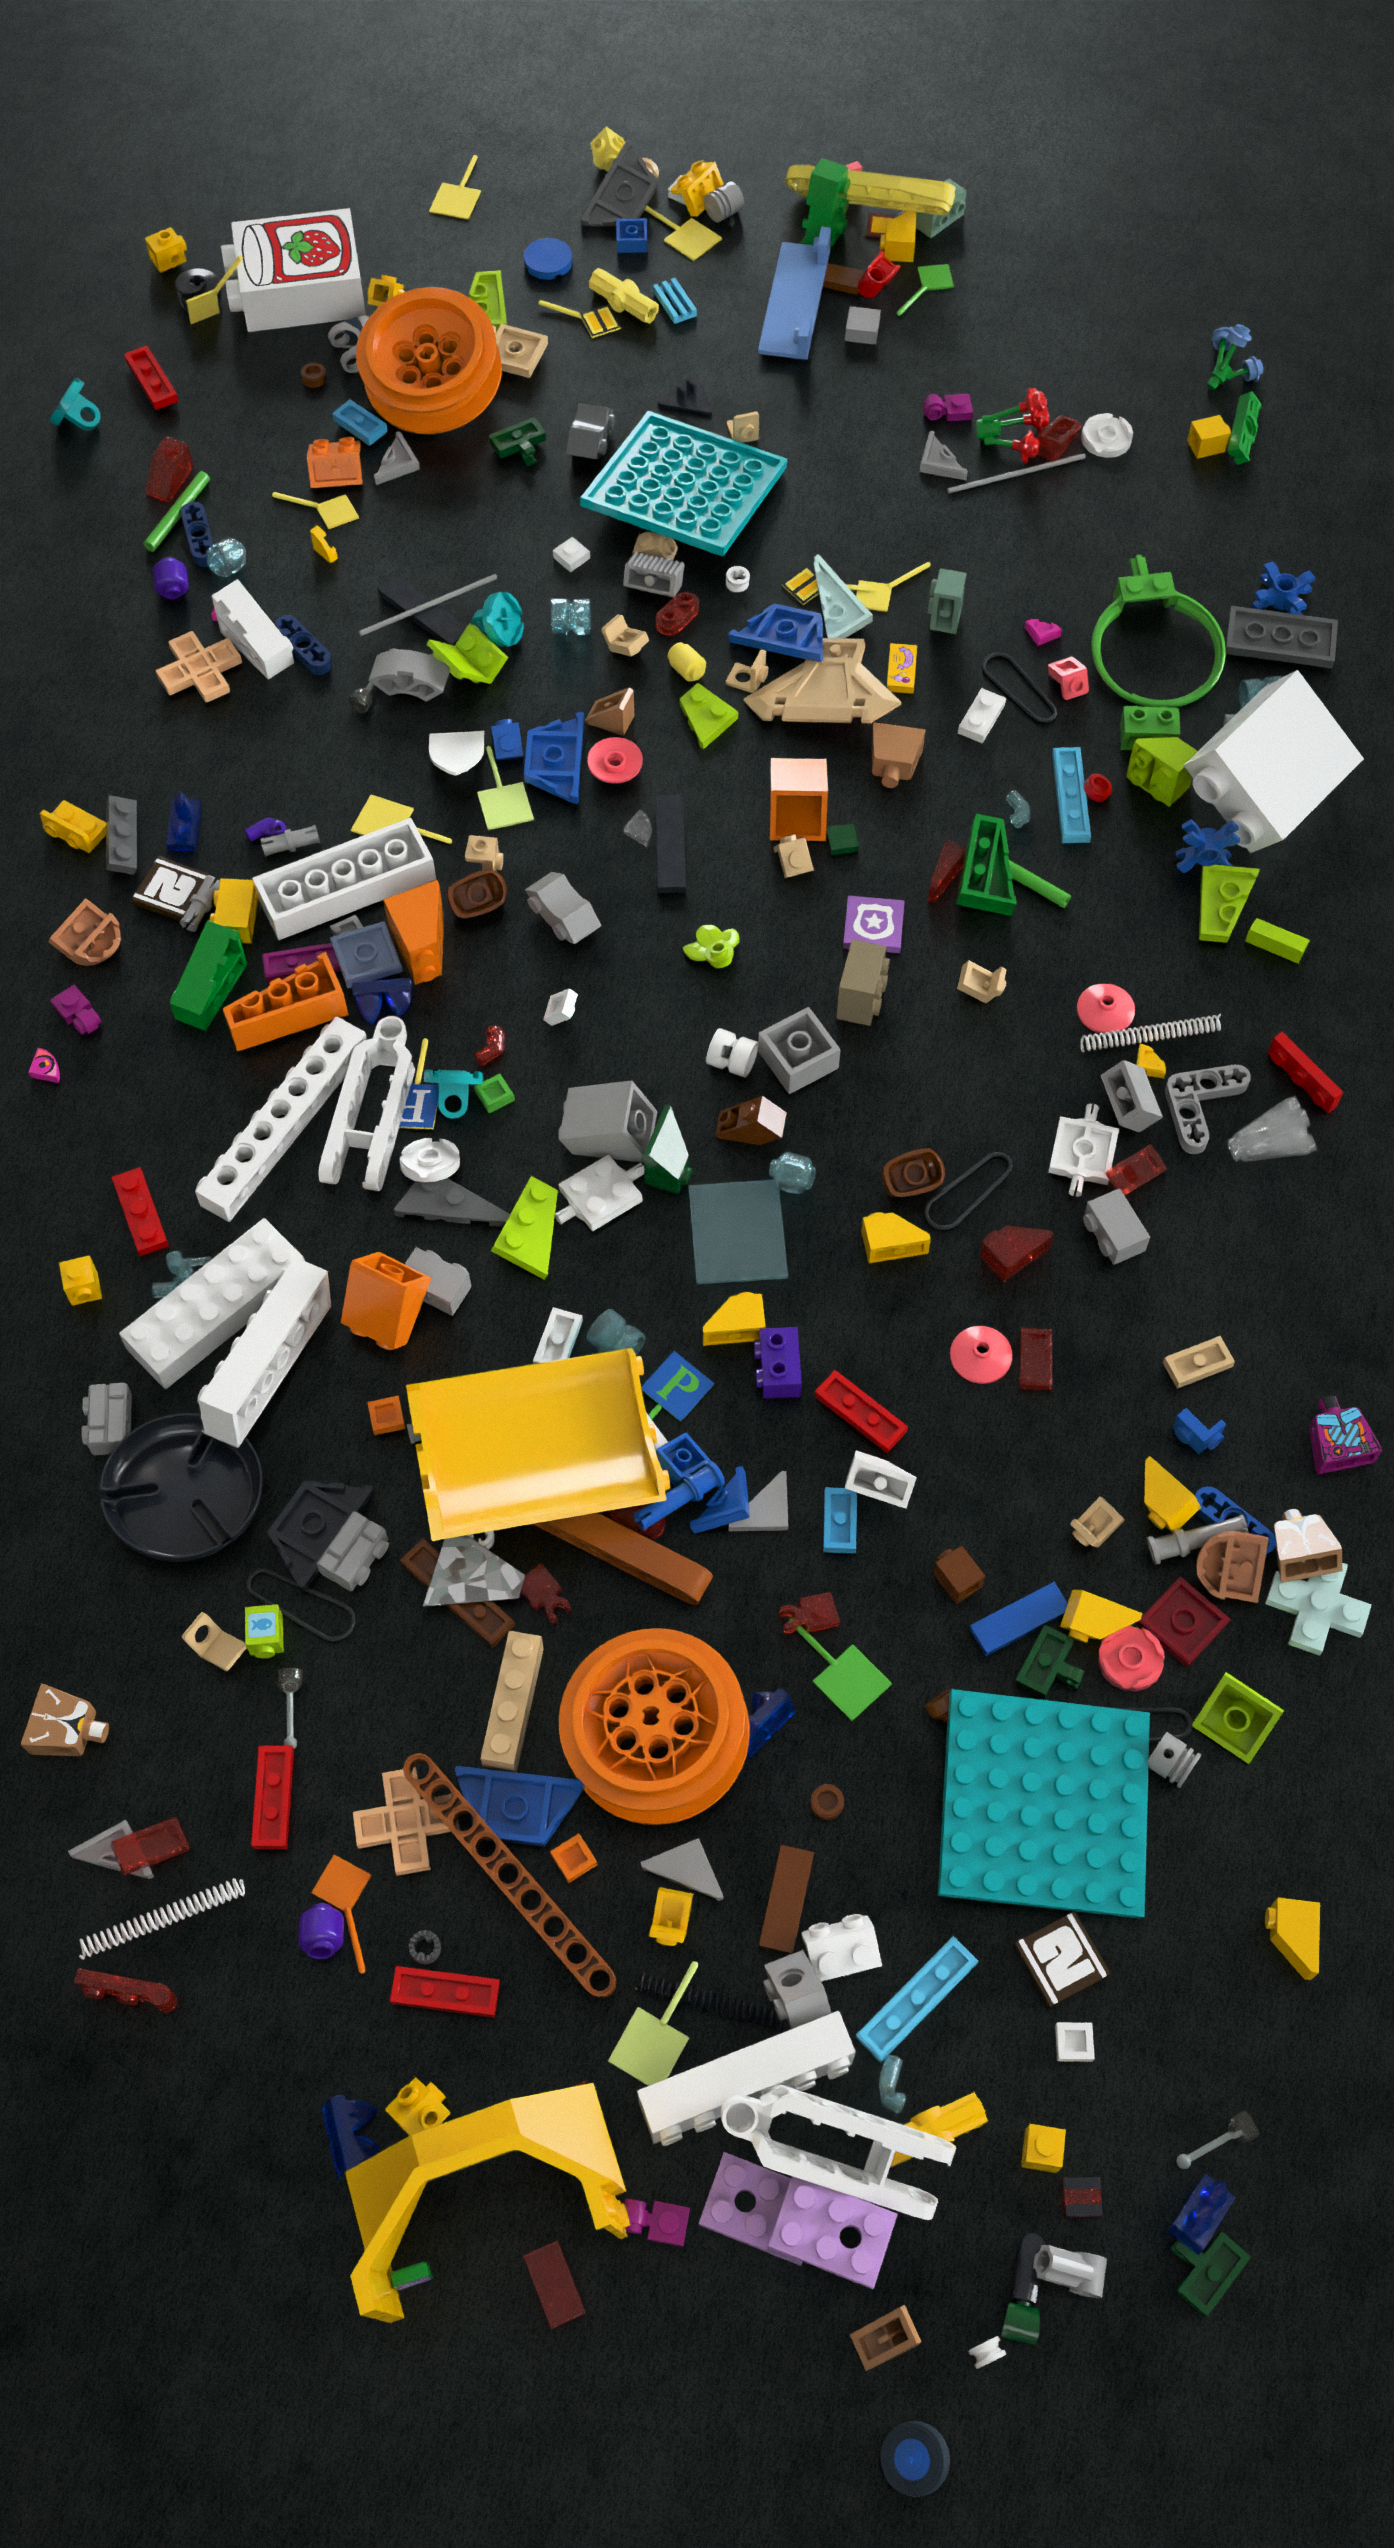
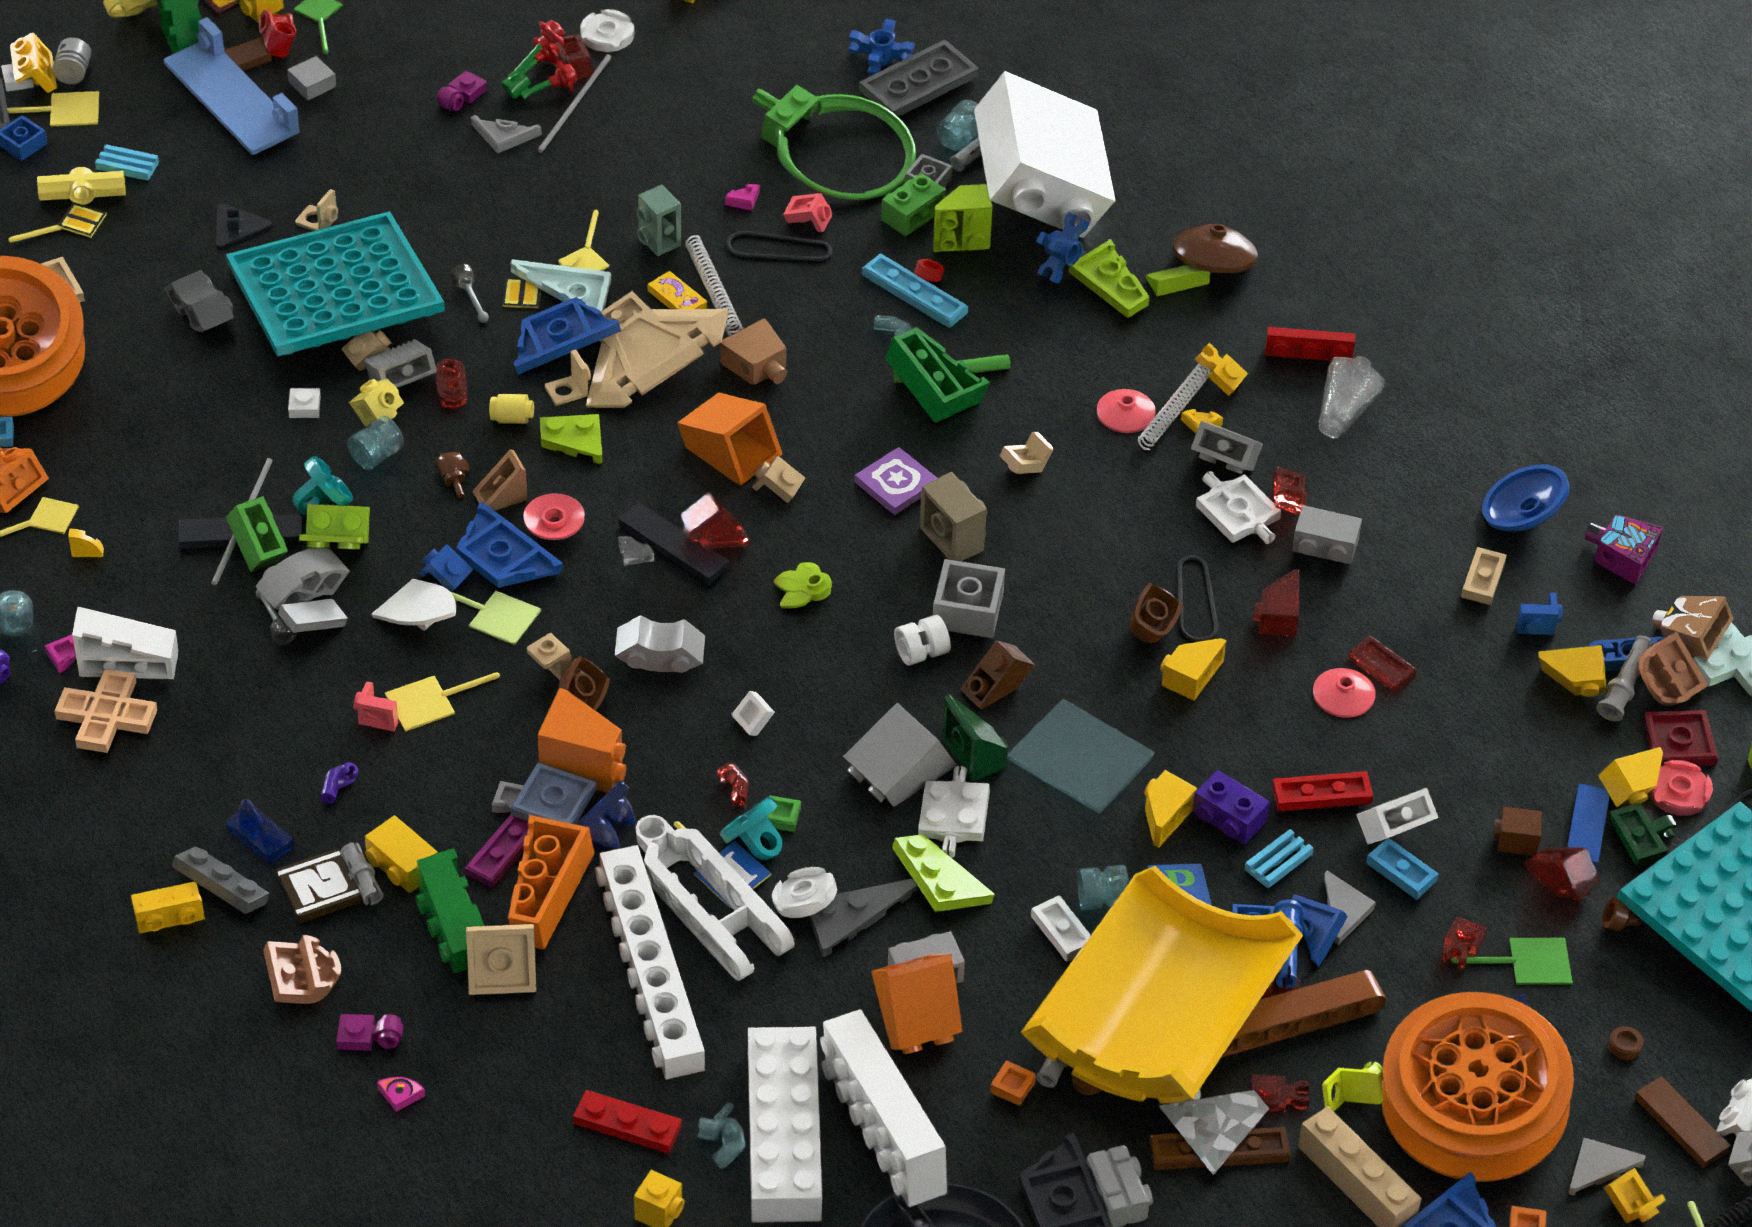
camera: 50 degrees left, 15 degrees down
(192, 1033) = (501, 959): none -> tan tile
(290, 840) = (371, 772): light grey pin -> none
(305, 655) = (194, 623): dark blue beam -> none
(342, 797) = (375, 711): none -> coral bracket
(344, 878) = (463, 758): white brick -> none
(386, 704) = (312, 615): none -> light grey tile
(396, 461) = (53, 439): light grey tile -> none
(414, 619) = (257, 534): none -> bright green brick
(520, 439) = (142, 348): dark green plate -> none
(586, 1634) = (1354, 1086): none -> neon yellow bracket
(597, 582) = (376, 400): none -> light yellow brick
(599, 673) = (452, 469): none -> reddish brown piece
(623, 639) = (439, 429): tan bracket -> none
(702, 852) = (713, 525): none -> clear red slope
(737, 585) = (464, 332): white bush -> none
(768, 1419) = (1252, 865): none -> medium azure tile
(776, 545) = (463, 278): none -> hinge
(792, 1173) = (1072, 681): clear light blue head -> none
(842, 839) = (796, 442): dark green tile -> none
(933, 671) = (700, 269): none -> white piece
(947, 868) = (899, 403): clear red slope -> none
(950, 1635) = (1565, 871): none -> clear red slope
(981, 715) = (779, 285): white plate -> none
(1096, 1523) = (1557, 725): tan bracket -> none
(1190, 1099) = (1260, 421): light grey beam -> none
(1194, 715) = (932, 168): none -> light grey piece
(1211, 1041) = (1224, 370): none -> yellow plate
(1305, 1331) = (1525, 498): none -> blue dish
(1329, 940) = (1215, 249): none -> reddish brown dish

